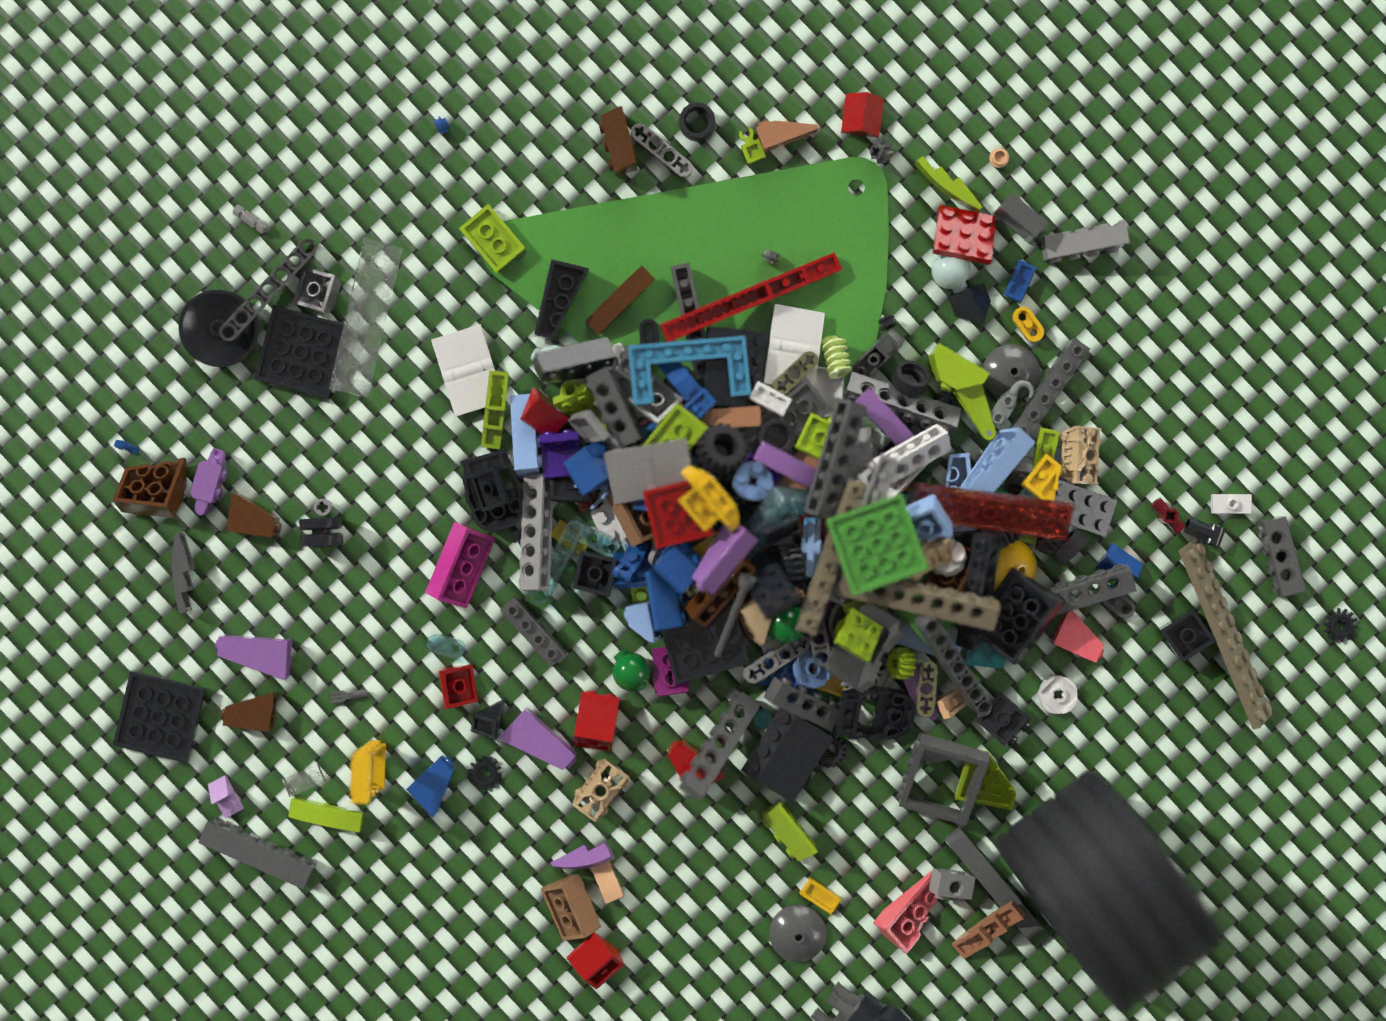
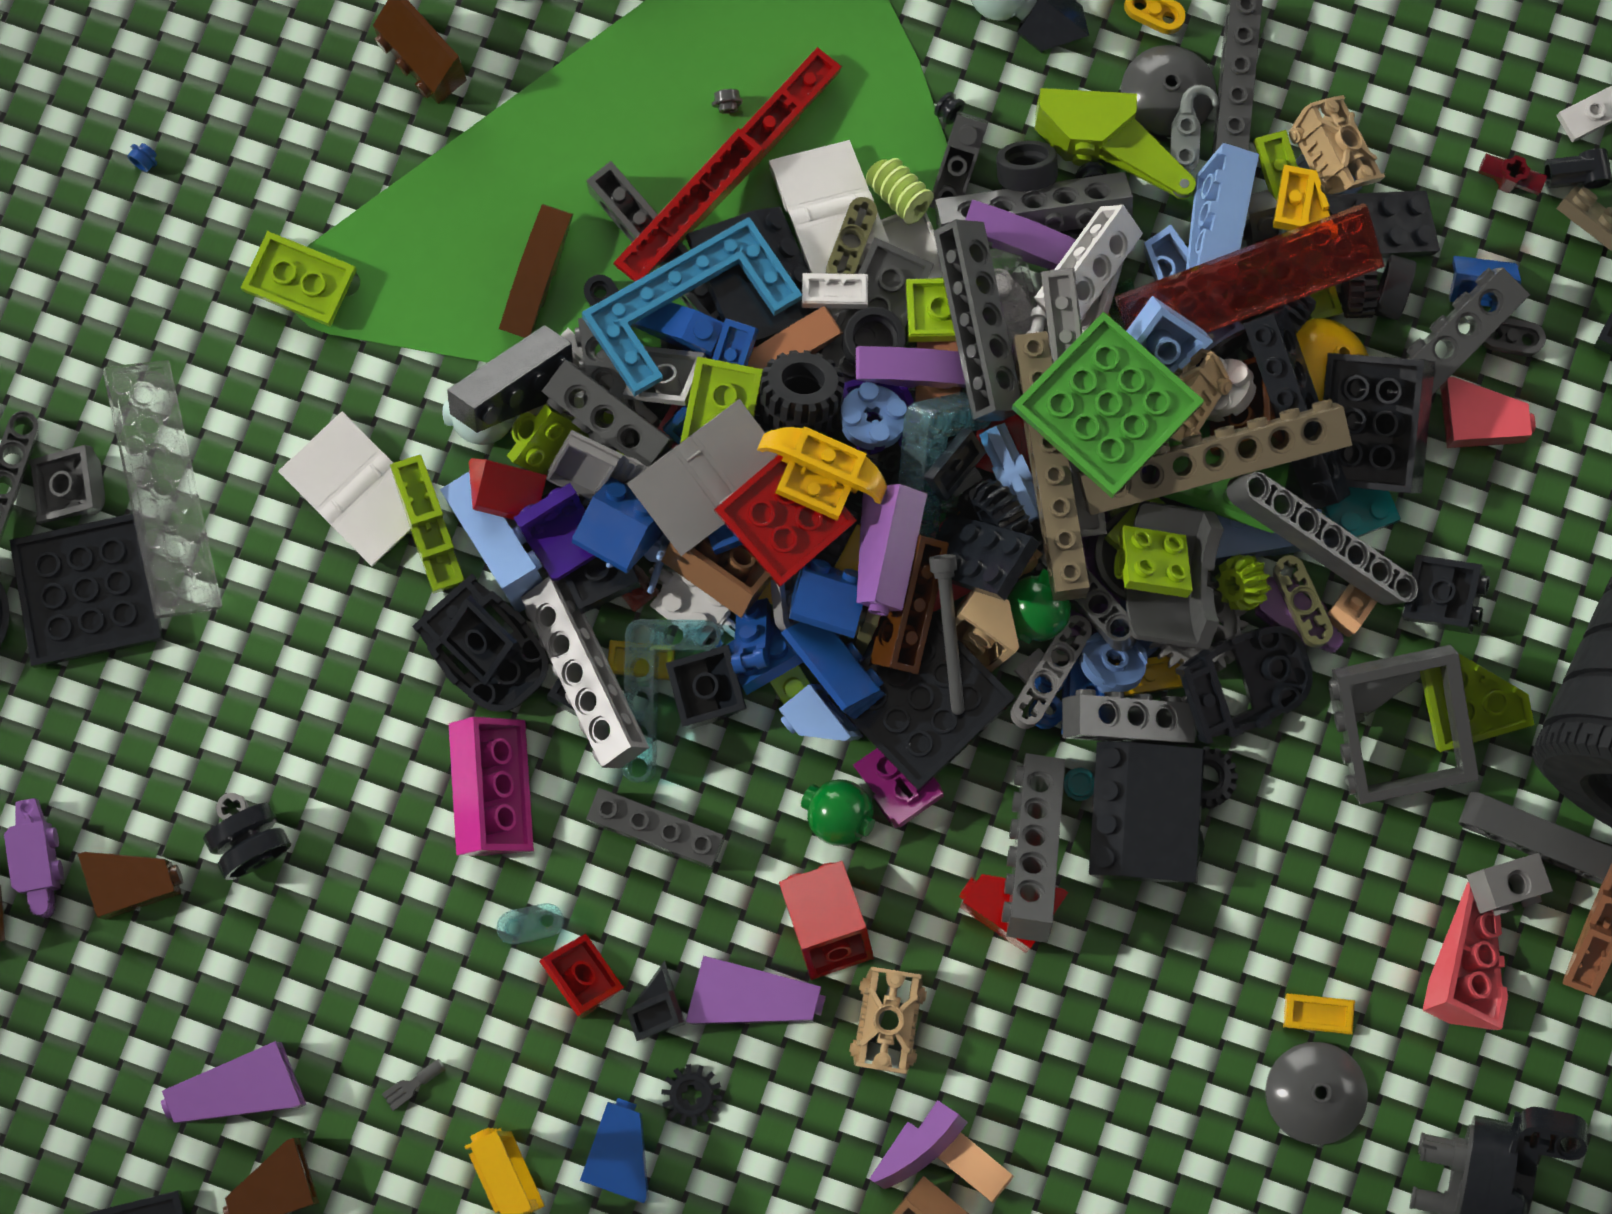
camera: 25 degrees left, 10 degrees down
(181, 565) = (51, 1014): dark grey slope -> none
(559, 292) = (438, 302): black wedge -> none
(663, 148) = (490, 28): light grey beam -> none
(789, 831) = (1215, 933): lime slope -> none
(1068, 694) = (1492, 500): white plate -> none

